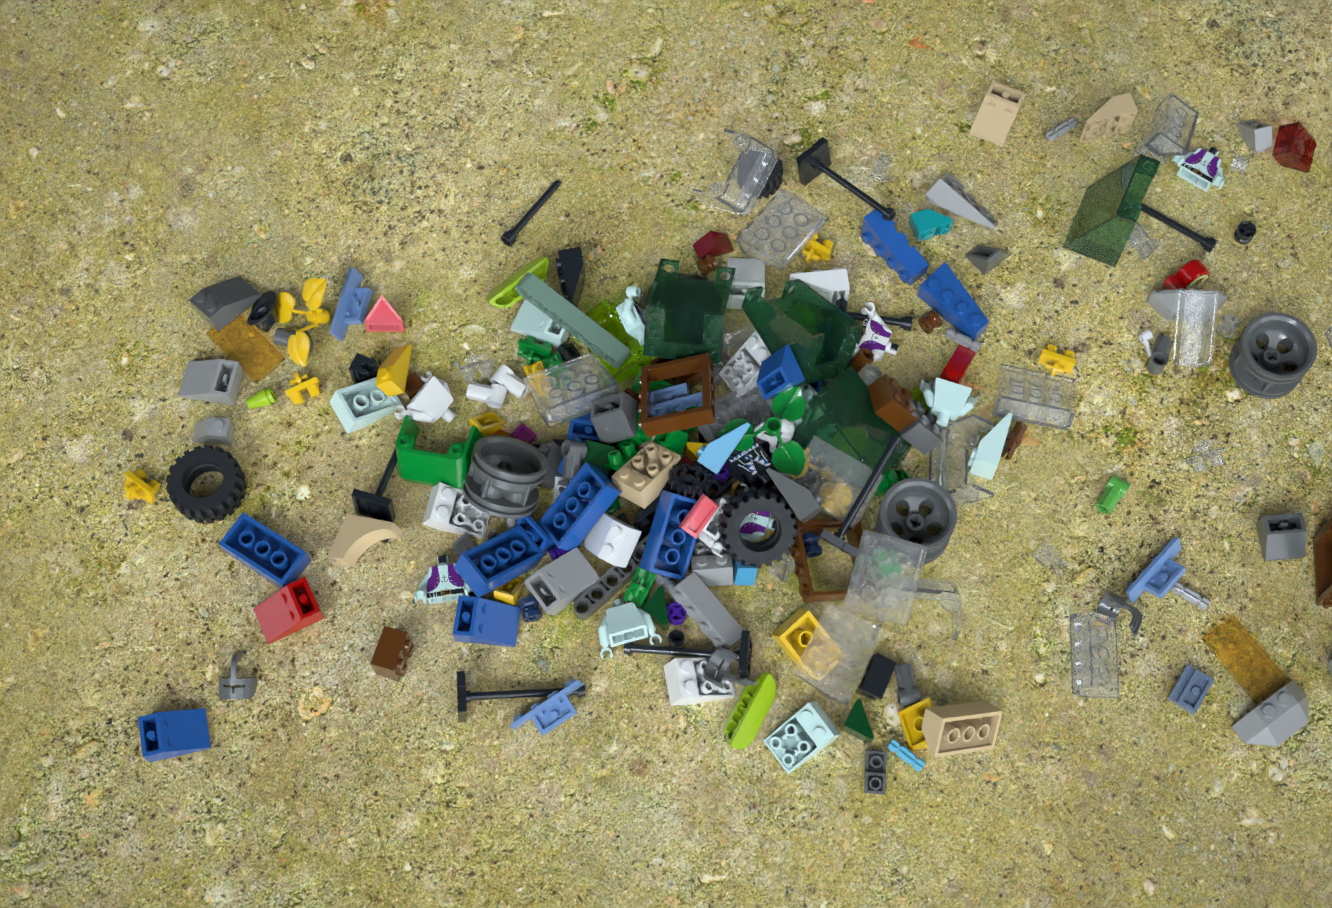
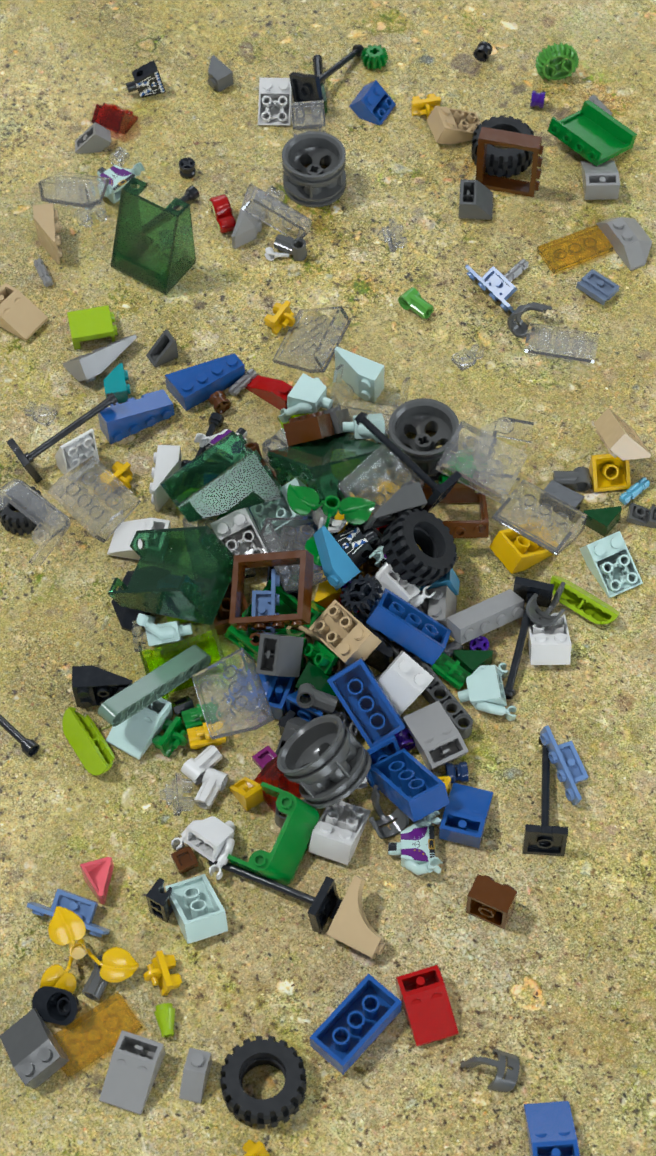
camera: 80 degrees left, 10 degrees down
(394, 370) = (169, 870): yellow slope -> none
(678, 636) = (501, 651): black hinge -> none
(699, 516) = (399, 593): coral tile -> none
(706, 264) = (111, 570): reddish brown wheel -> none
(713, 243) = (90, 566): dark red slope -> none
(779, 373) = (270, 499): blue slope -> none
(830, 205) = (76, 451): none -> white slope
(910, 461) = (361, 431): none -> light aqua torso
(999, 186) = (91, 325): none -> lime panel

